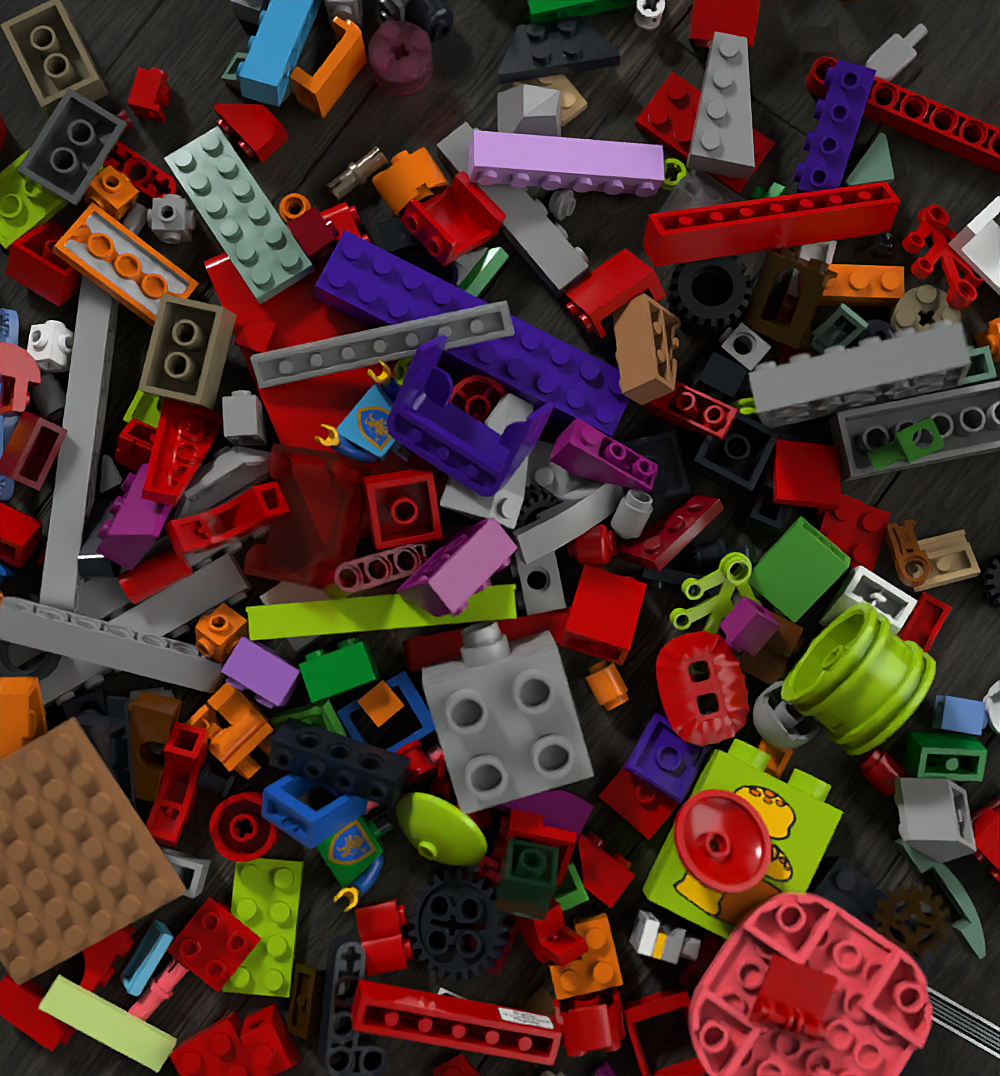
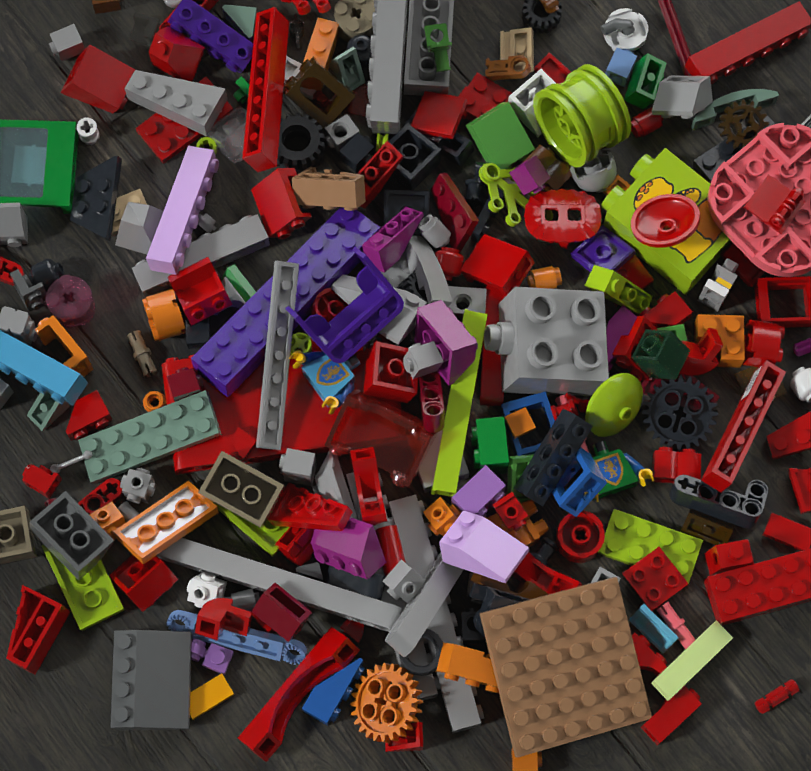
camera: 75 degrees left, 10 degrees down
(108, 602) = (403, 582): none -> light grey brick
(174, 698) = (482, 547): none -> lavender slope
(175, 110) = (56, 468): none -> light grey hinge
(260, 723) = (514, 522): none -> red brick
(421, 543) = (422, 359): none -> light grey brick
(613, 793) = (618, 289): none -> lime slope
(793, 88) = (175, 54): none -> red slope

